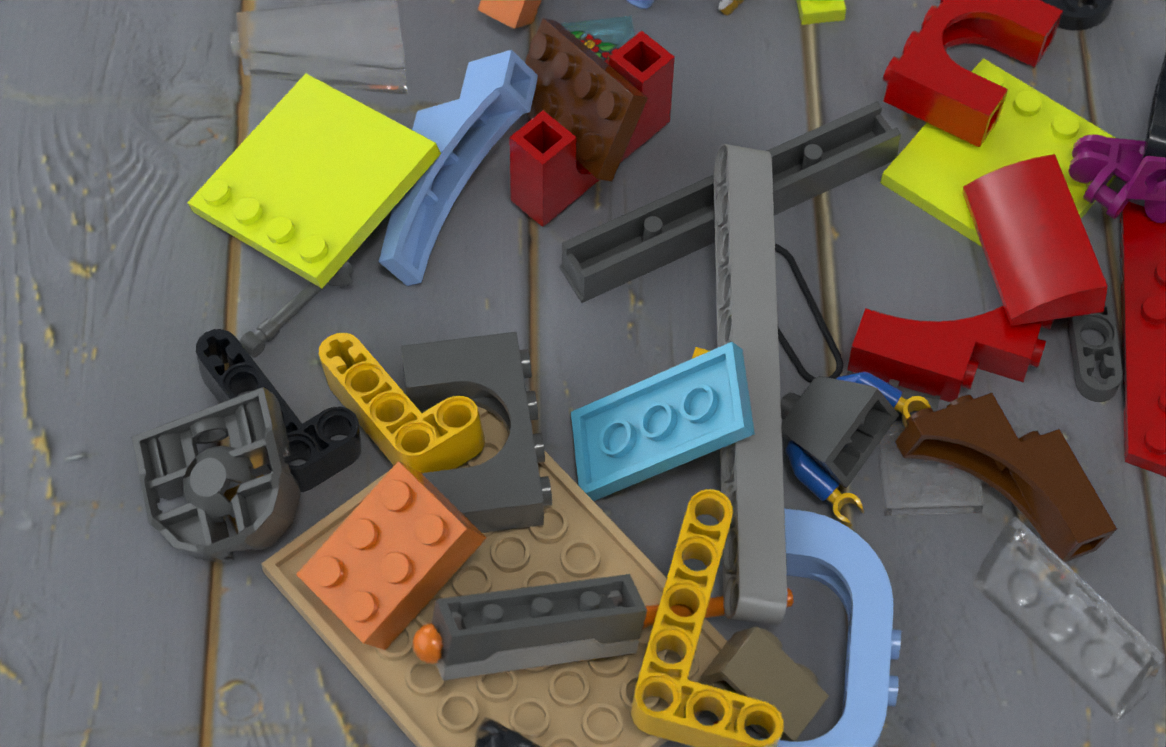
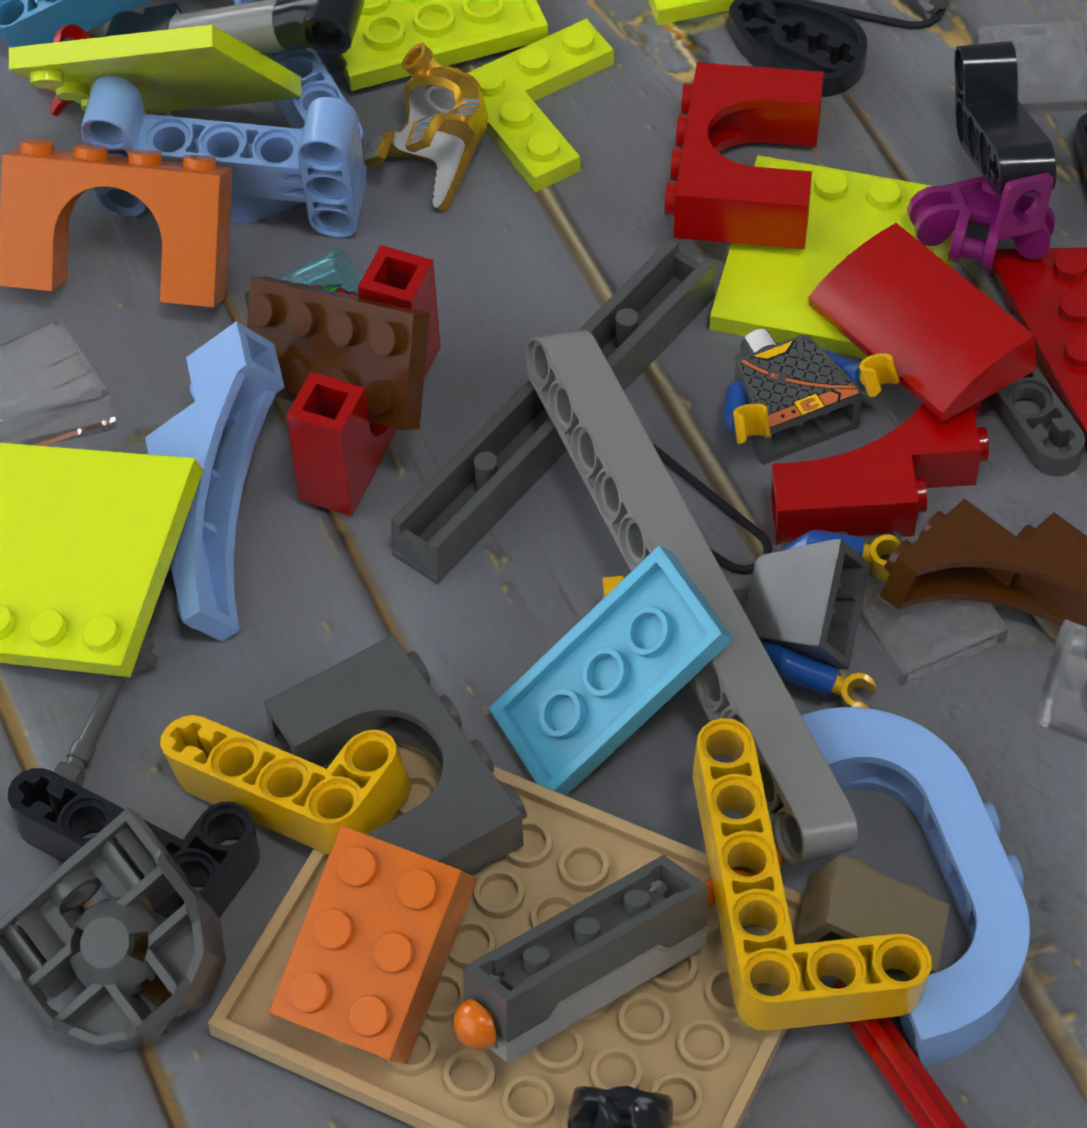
camera: 20 degrees left, 5 degrees down
(915, 259) = (798, 393): none -> torso

